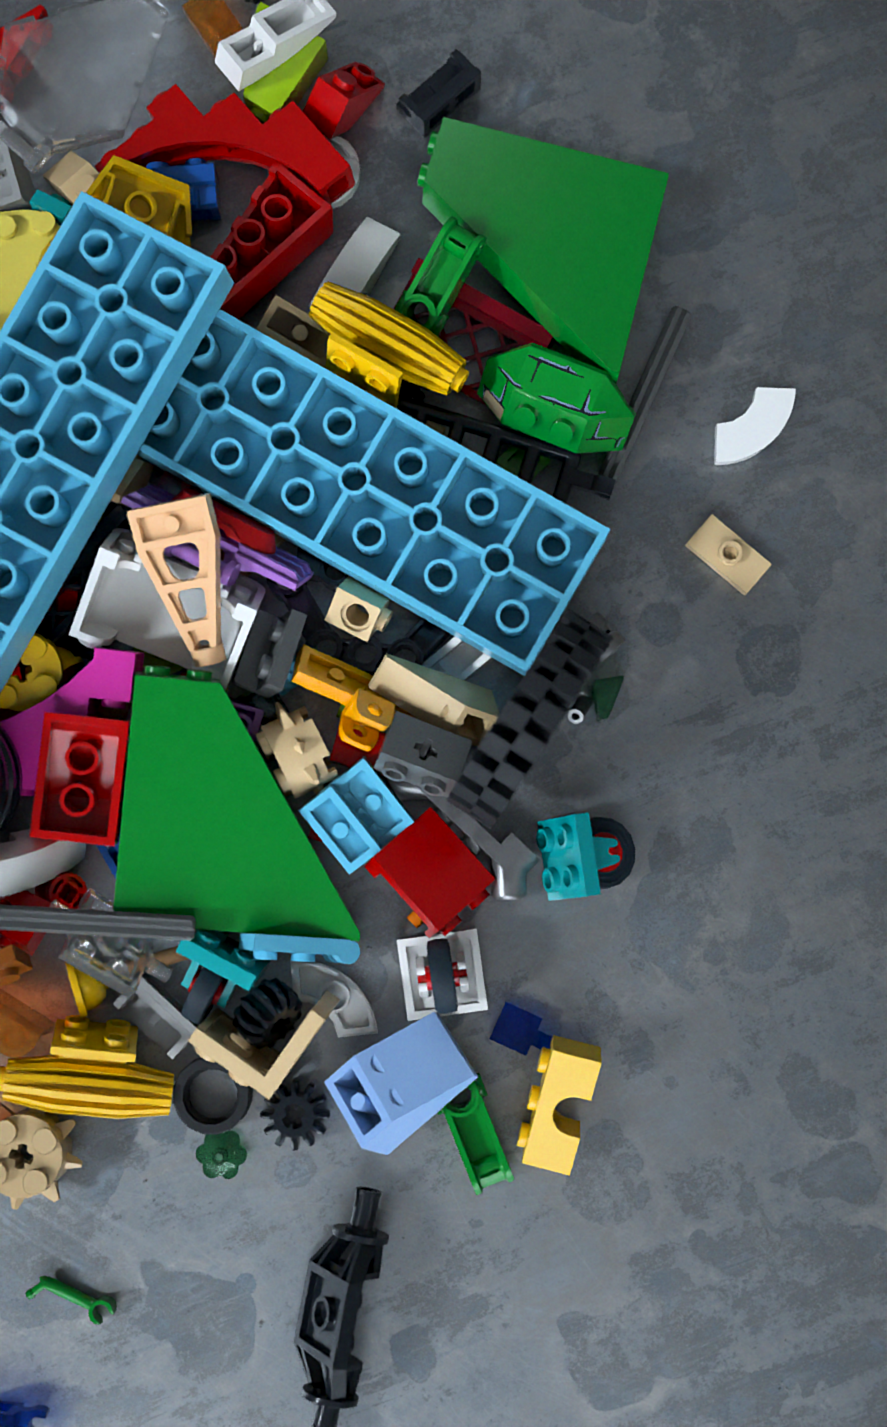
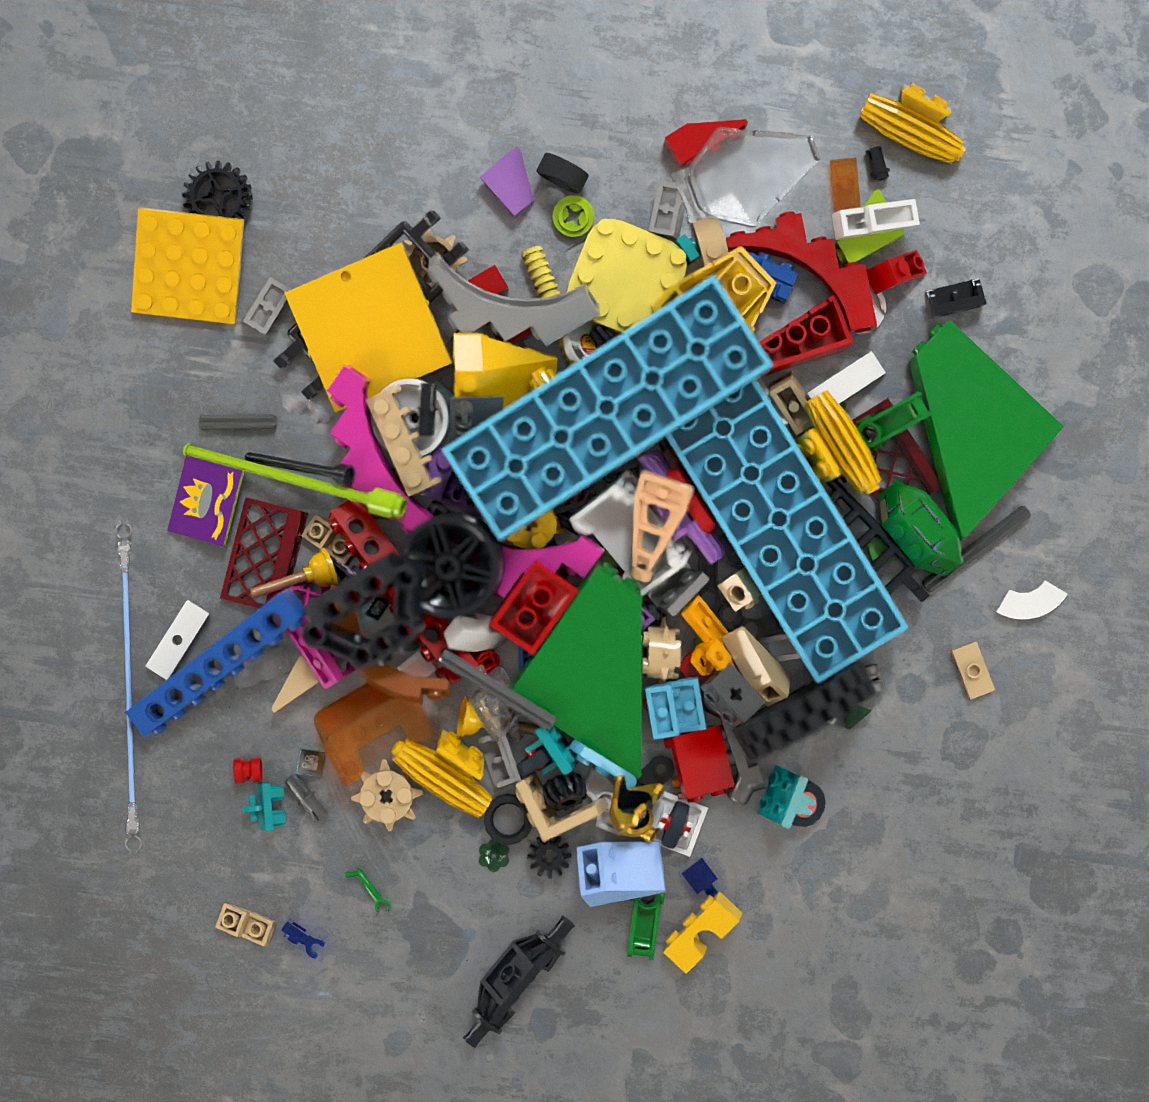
camera: 25 degrees right, 5 degrees up
(370, 989) = (630, 809): none -> pearl gold piece
(380, 930) = (649, 774): none -> black plate

